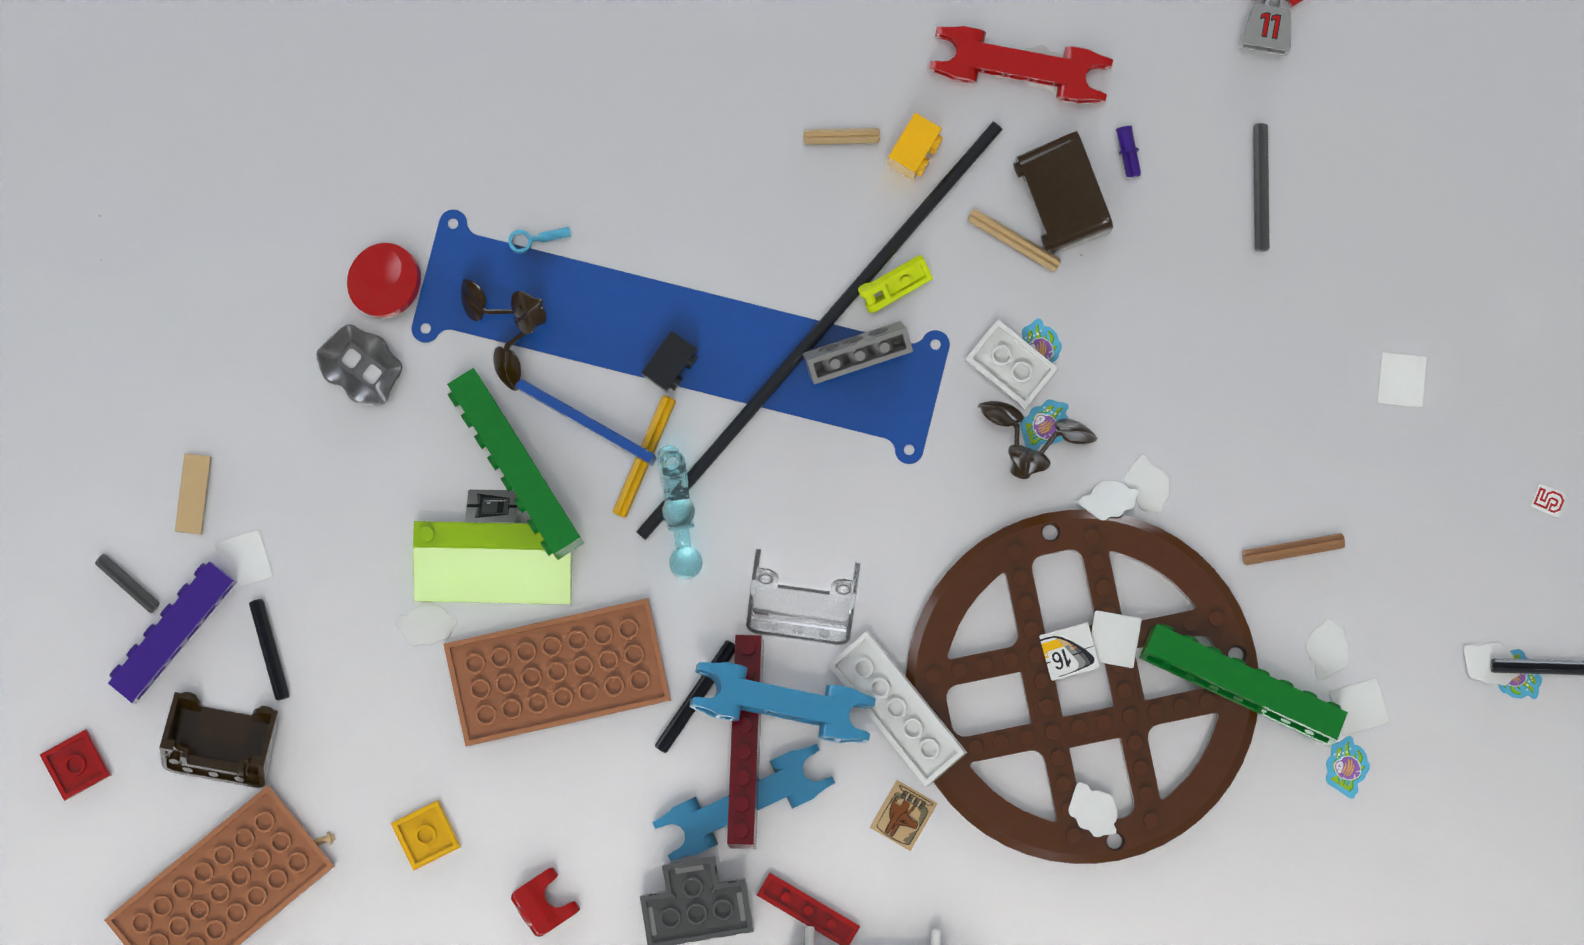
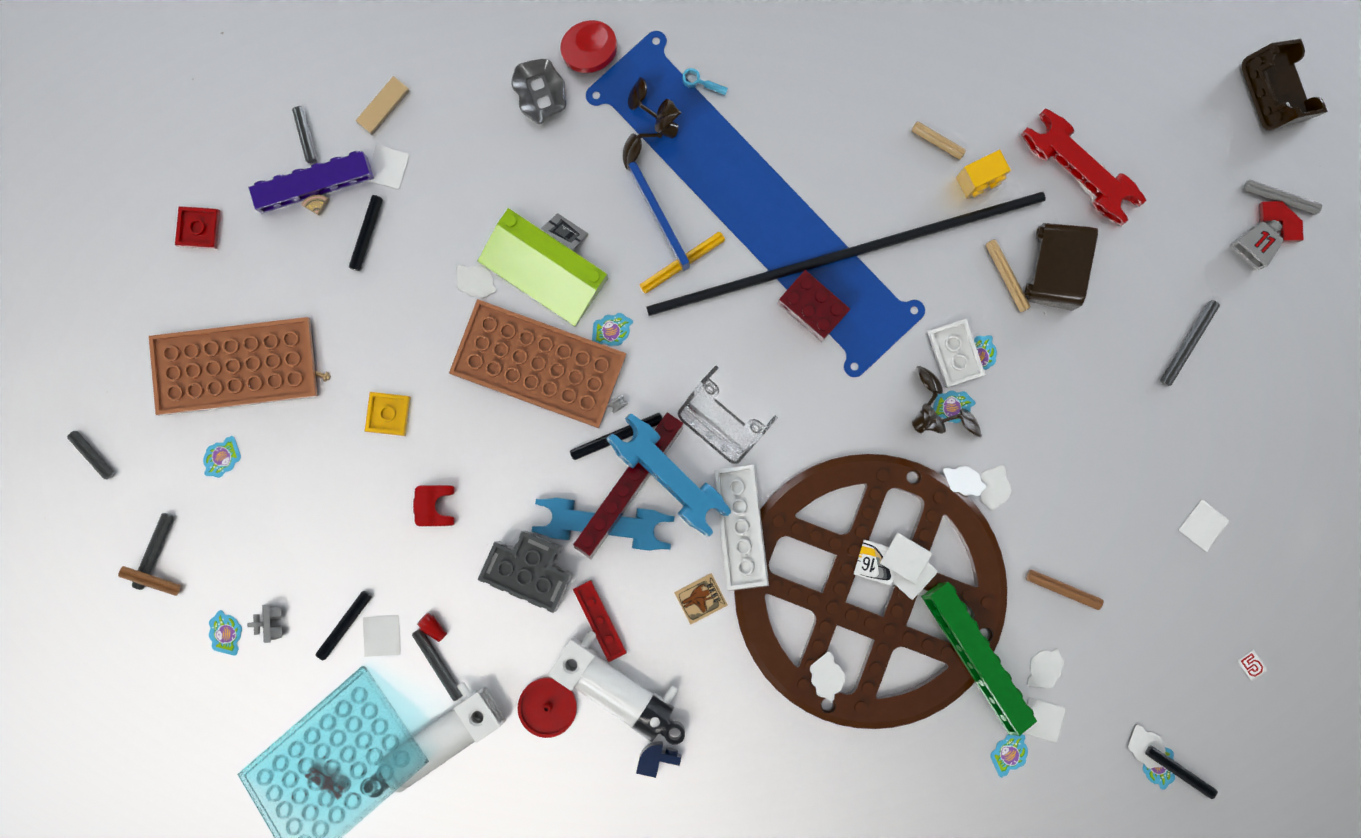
camera: 30 degrees right, 0 degrees up
(190, 653) = (315, 203): none -> tan tile
(218, 742) = (293, 268): dark brown windscreen -> none
(515, 463) = (596, 213): green brick -> none
(613, 581) = (611, 329): none -> sticker
(670, 362) = (737, 212): black brick -> none
(674, 660) = (618, 404): none -> light grey bush
(678, 513) = (680, 312): clear light blue piece -> none
(820, 413) = (813, 305): none -> dark red piece
(857, 352) = (862, 282): light grey brick -> none
(895, 284) = (914, 254): neon yellow plate -> none
(1097, 626) = (906, 558): none -> white sticker
(1128, 151) = (1118, 265): dark purple axle -> none

